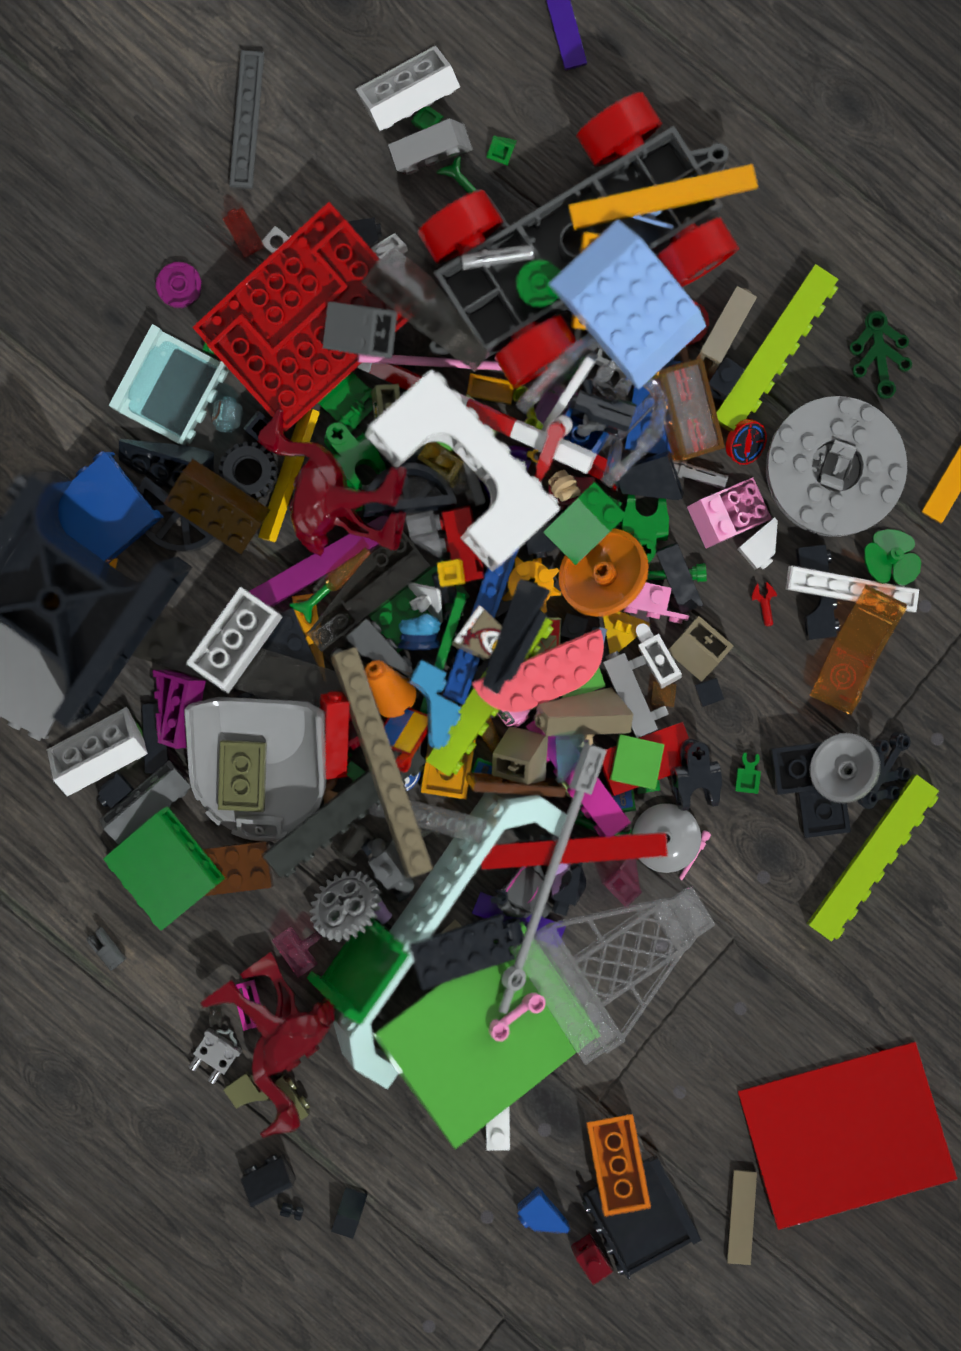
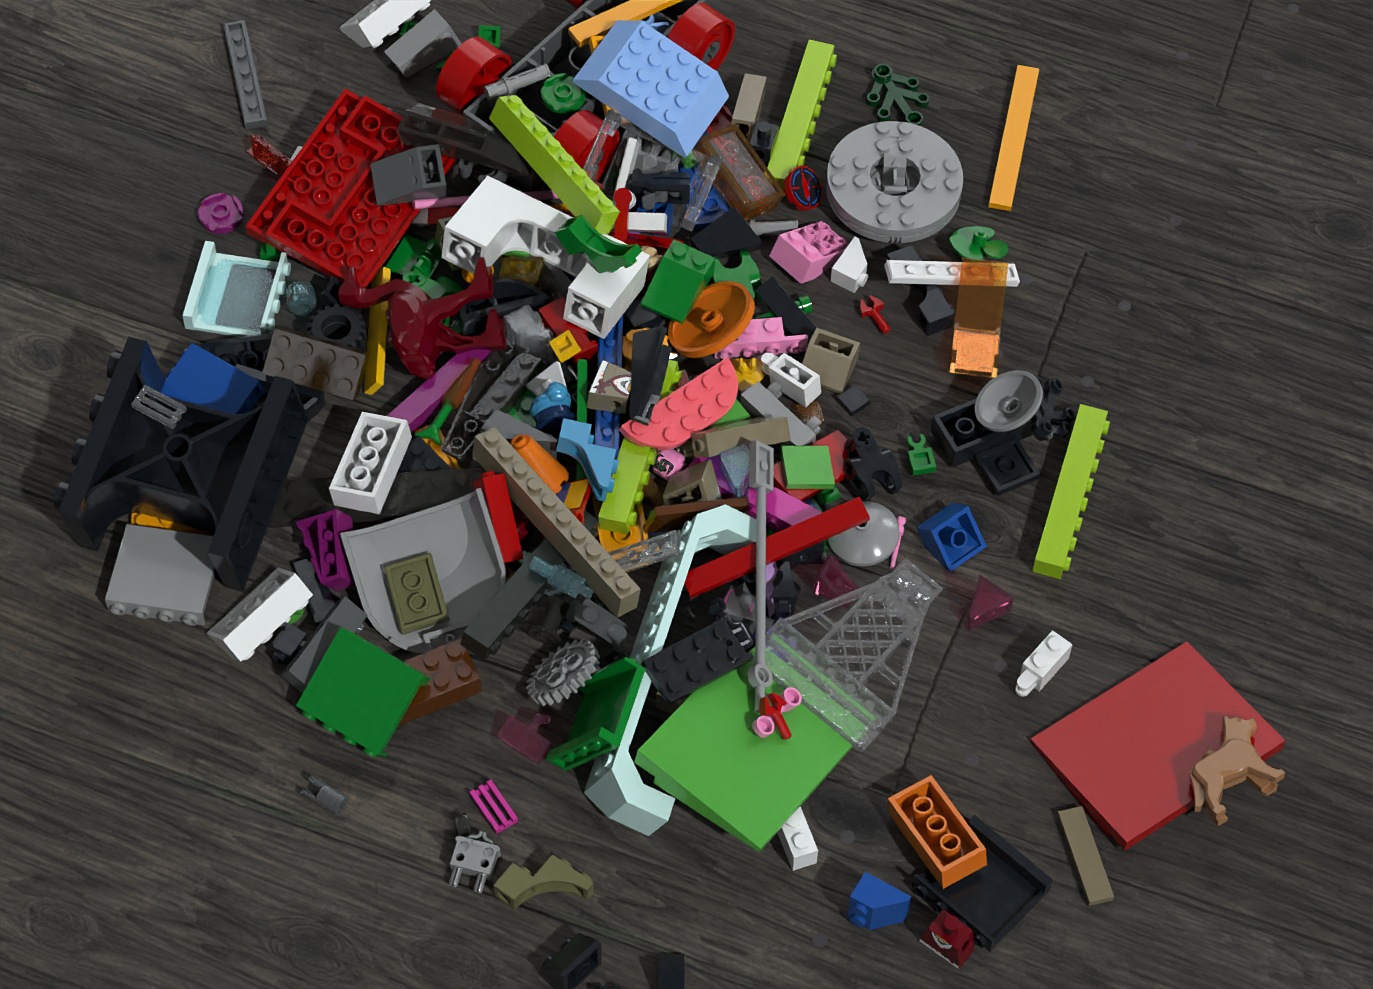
camera: 20 degrees left, 30 degrees down
(56, 571) = (175, 416): none -> clear tile
(283, 1036) = (545, 810): dark red animal -> none
(370, 823) = (561, 578): none -> clear light blue hinge
(498, 378) = (553, 163): none -> lime brick
(506, 1017) = (775, 713): none -> red bar
(510, 504) = (605, 254): none -> green arch
(745, 869) = (952, 536): none -> blue slope
(747, 952) = (988, 603): none -> clear pink slope
(775, 1028) = (1043, 664): none -> white brick
(893, 1193) = (1230, 766): none -> medium nougat animal

